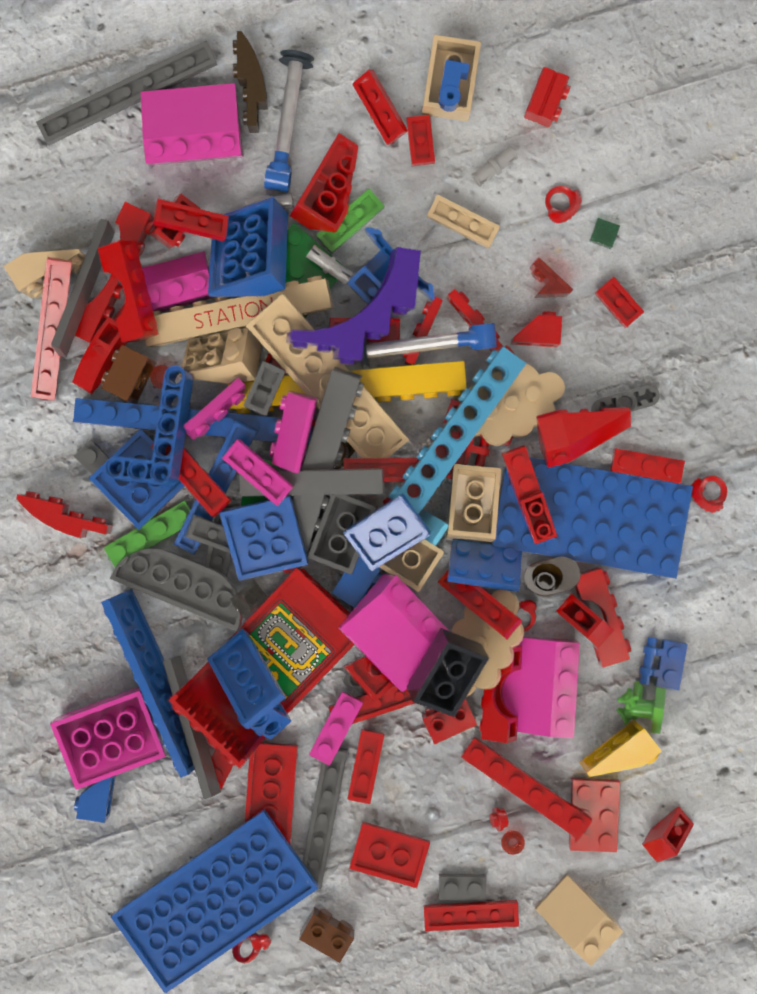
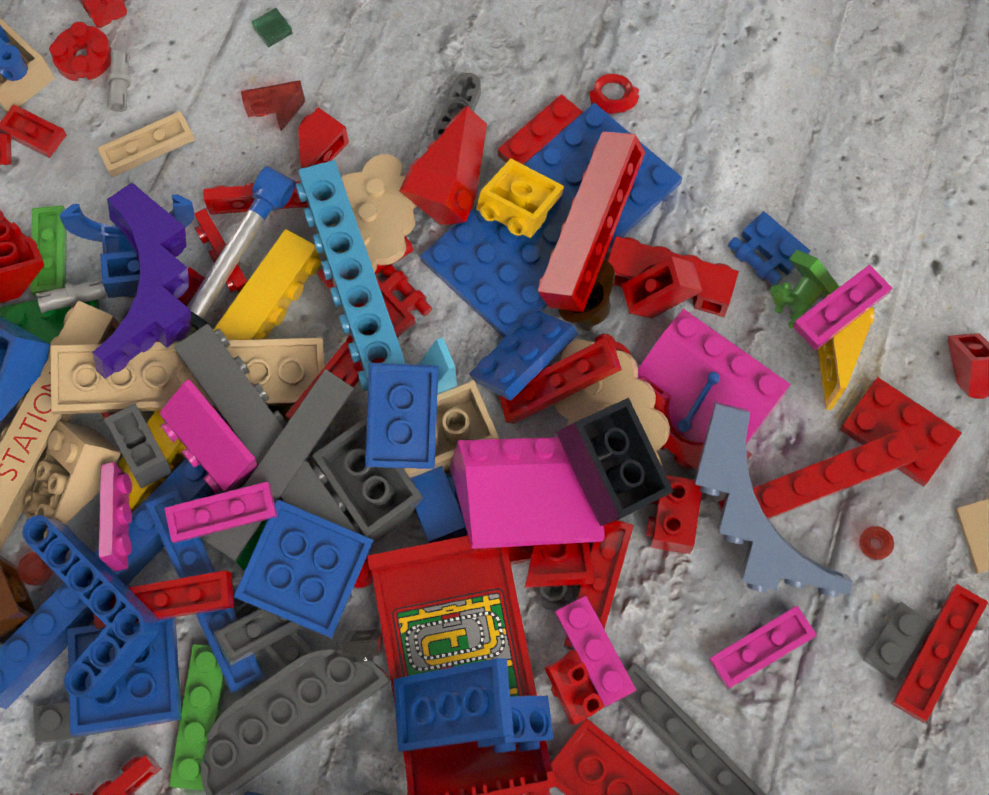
camera: 55 degrees left, 20 degrees down
(307, 731) = (573, 687): none -> red hips
(365, 766) = (668, 652): red plate -> none
(389, 854) = (799, 700): red plate -> none
(405, 816) = (762, 647): none -> dark pink plate
(460, 788) = (768, 554): none -> sand blue arch
(473, 503) = (439, 309): tan slope -> none
(498, 819) = (836, 538): red plate -> none
(508, 113) = (74, 39): none -> red plate
(508, 688) = (685, 424): none -> blue hinge
(529, 494) = (479, 257): red slope -> none
(575, 201) = (218, 56): red piece -> none
(585, 492) = (518, 198): none -> yellow plate
(601, 548) = (591, 221): none -> brick
(619, 302) = (350, 54): red plate -> none
(639, 745) = (842, 307): none -> dark pink plate

